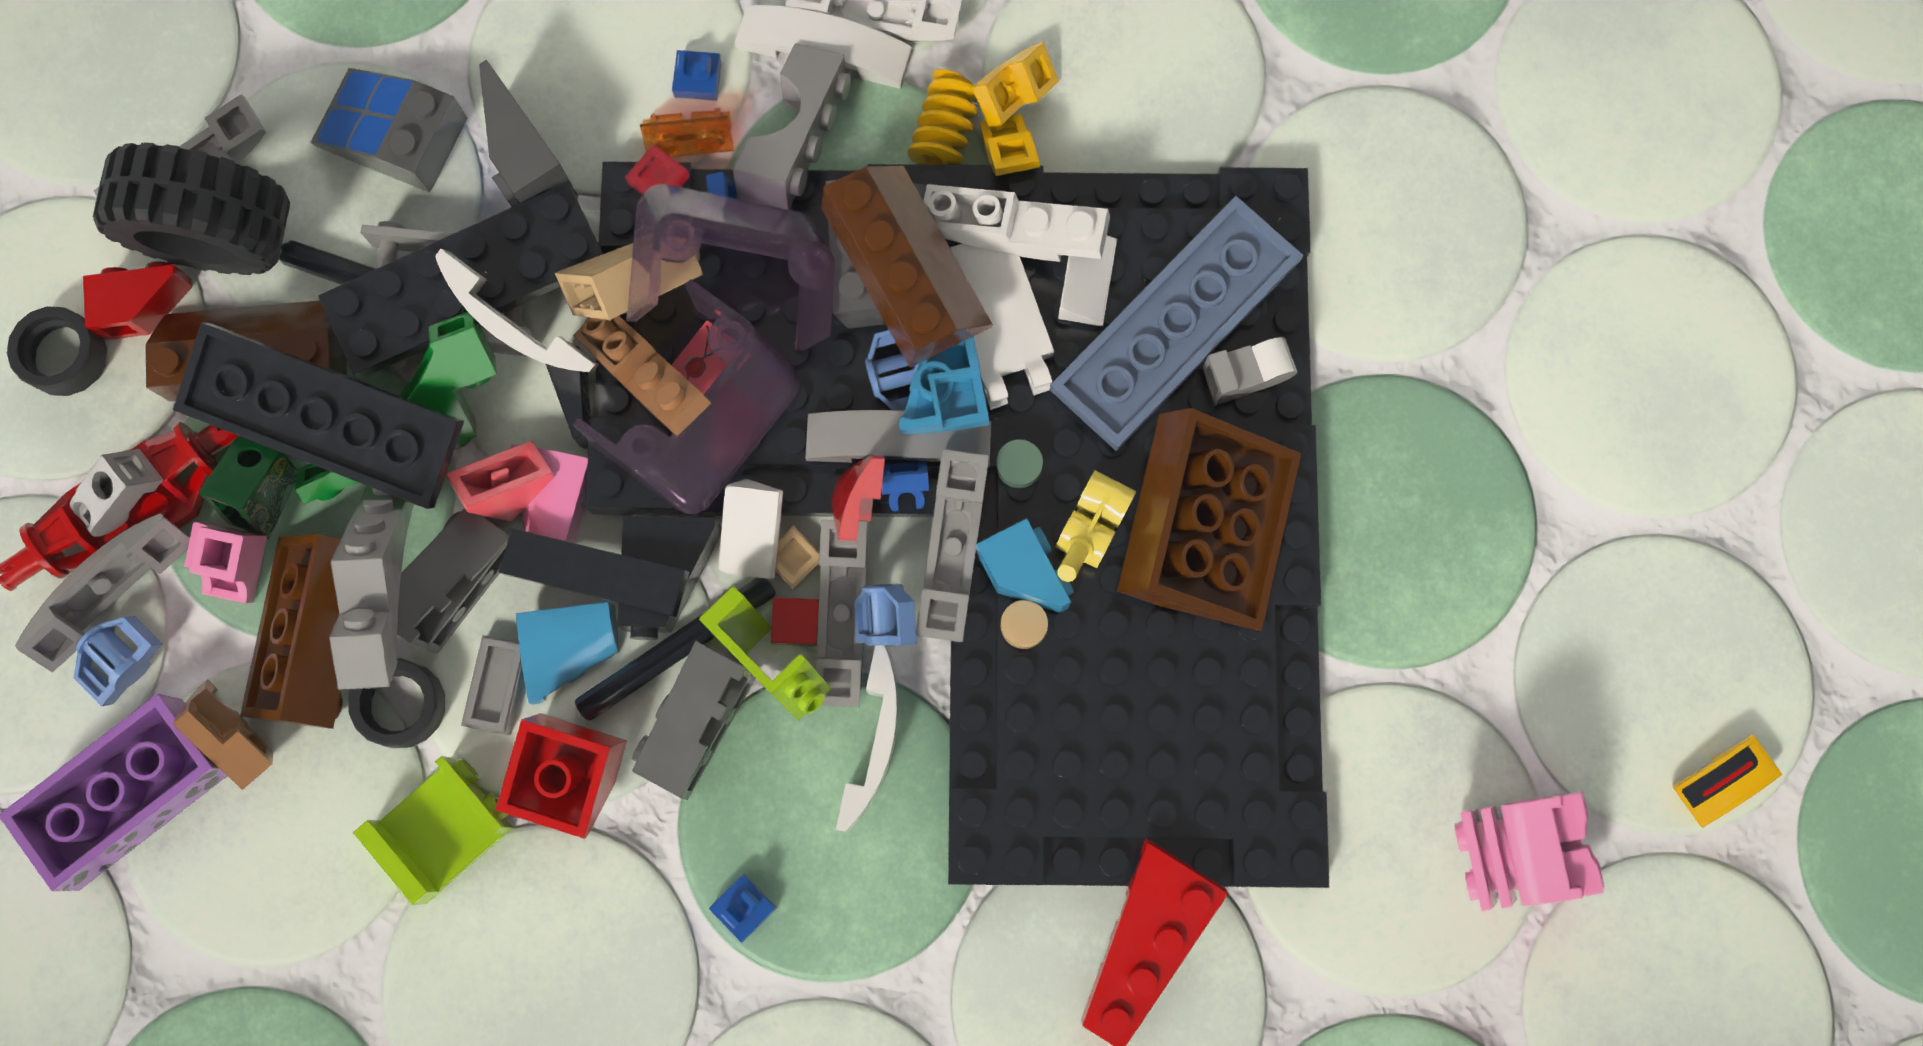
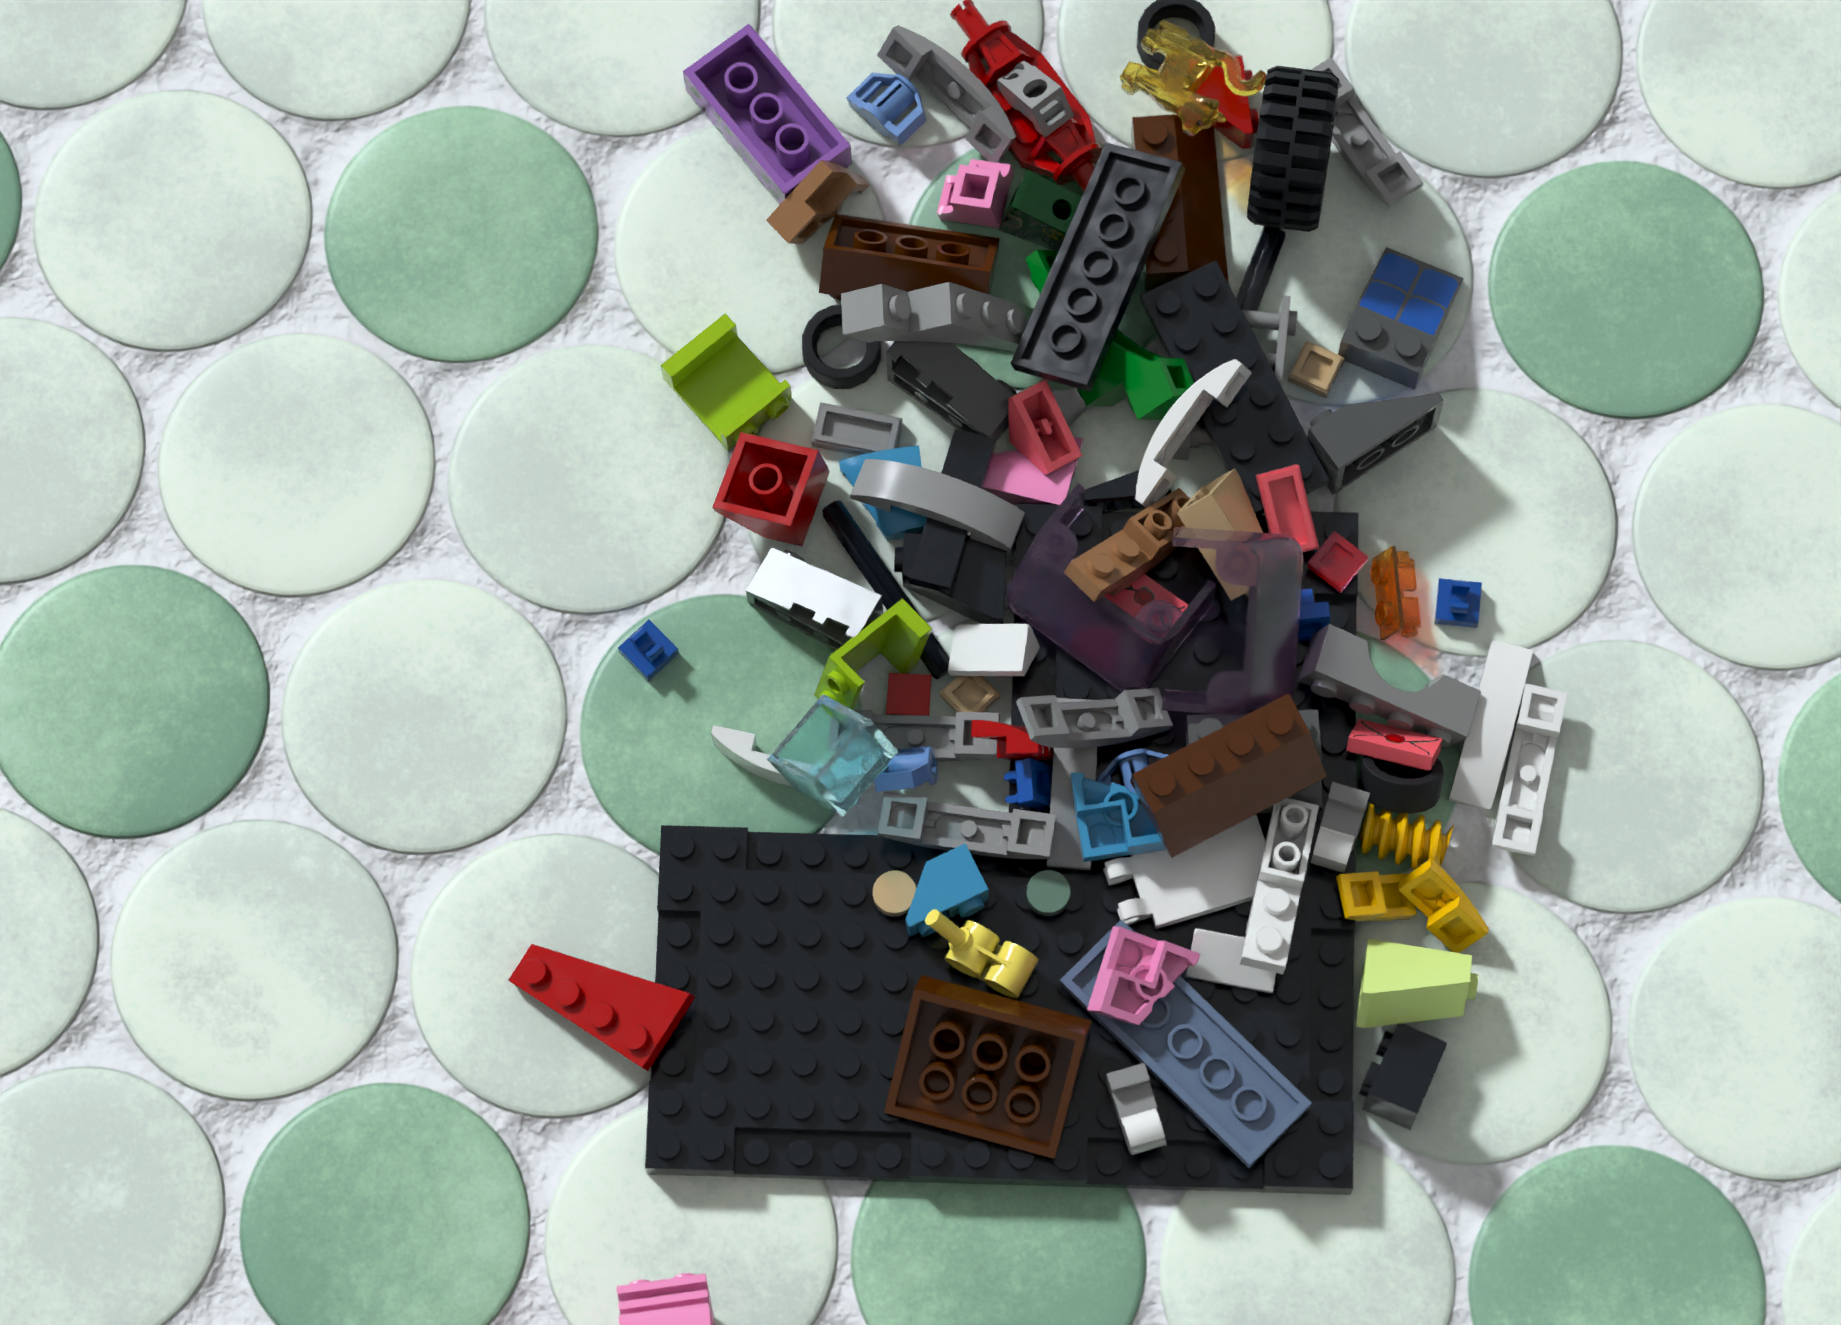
camera: 95 degrees right, 5 degrees down
(89, 327) = (1182, 73): none -> clear yellow animal
(441, 209) = (1316, 369): none -> tan tile
(579, 587) = (939, 498): none -> light grey slope
(596, 220) = (1287, 505): none -> coral tile
(837, 408) = (1094, 722): none -> light grey slope
(853, 122) = (1394, 744): none -> coral tile
(880, 688) = (833, 755): none -> clear light blue piece
(904, 127) = (1400, 786): none -> black tyre
(945, 166) = (1339, 826): none -> light grey leg
(1098, 113) = (1412, 984): none -> yellowish green slope
(1114, 367) = (1136, 975): none -> bright pink slope
(1191, 121) = (1402, 1079): none -> black brick

